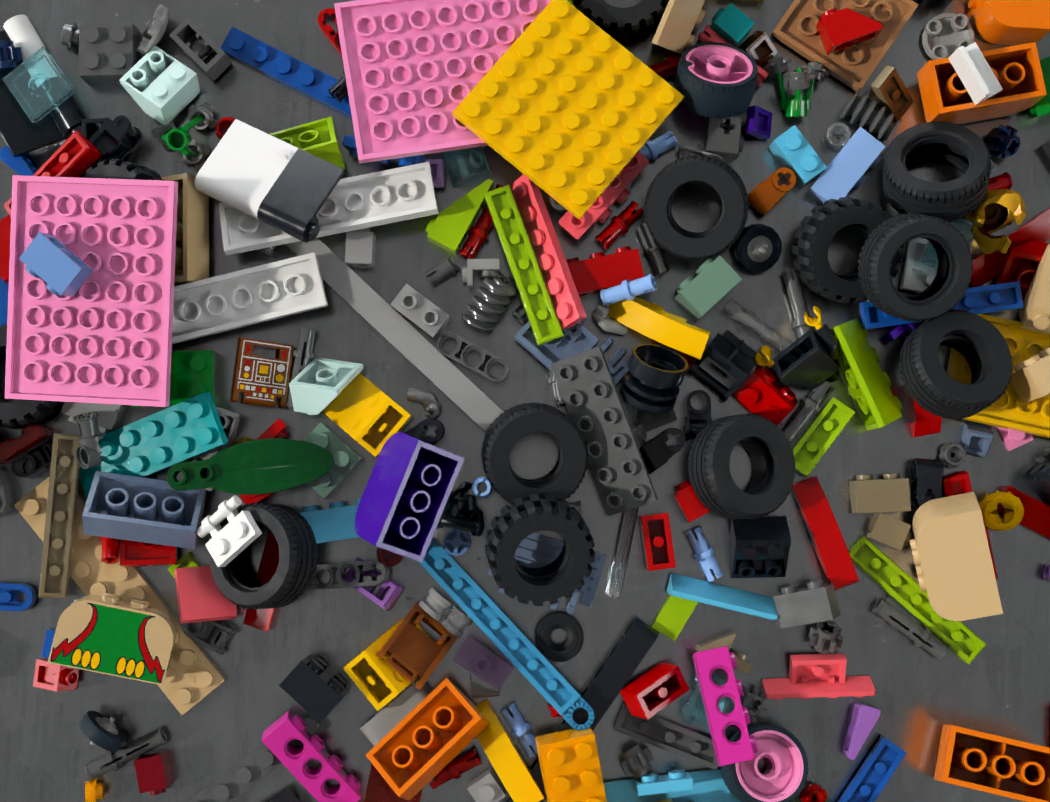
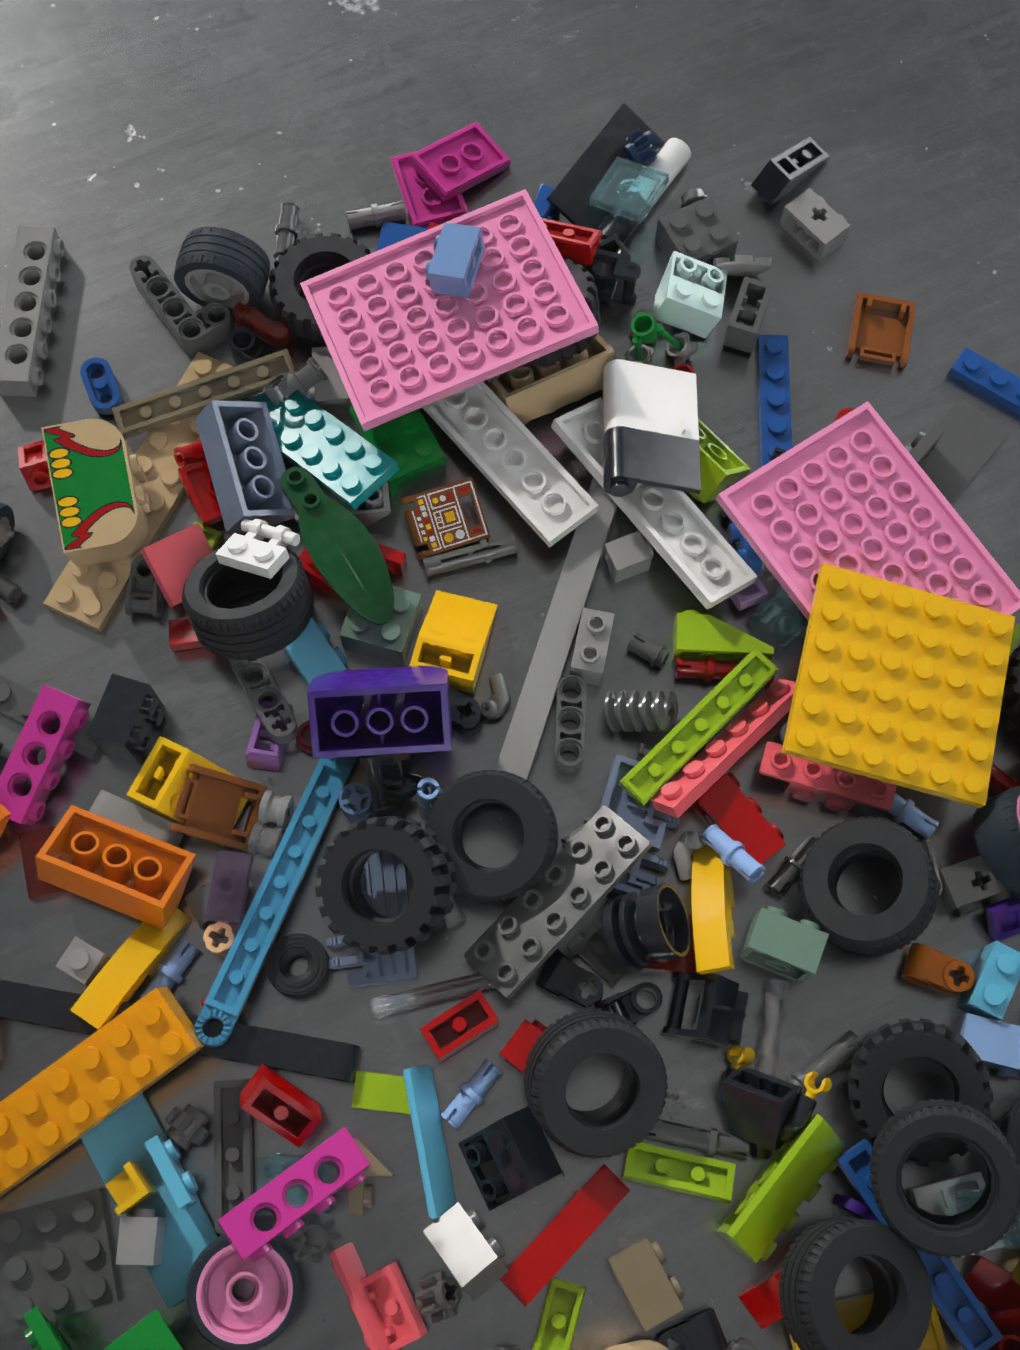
camera: 65 degrees right, 15 degrees down
(321, 383) = (461, 579): light aqua slope -> none
(456, 768) = (96, 917): red pin -> none
(479, 266) = (671, 681): light grey bracket -> none
(515, 674) = (219, 929): none -> light nougat bush
(619, 225) = (799, 815): red pin -> none
(758, 247) = (862, 985): black wheel -> none
(766, 396) = (694, 1080): red bracket -> none
(888, 531) = (606, 1318): dark tan brick -> none

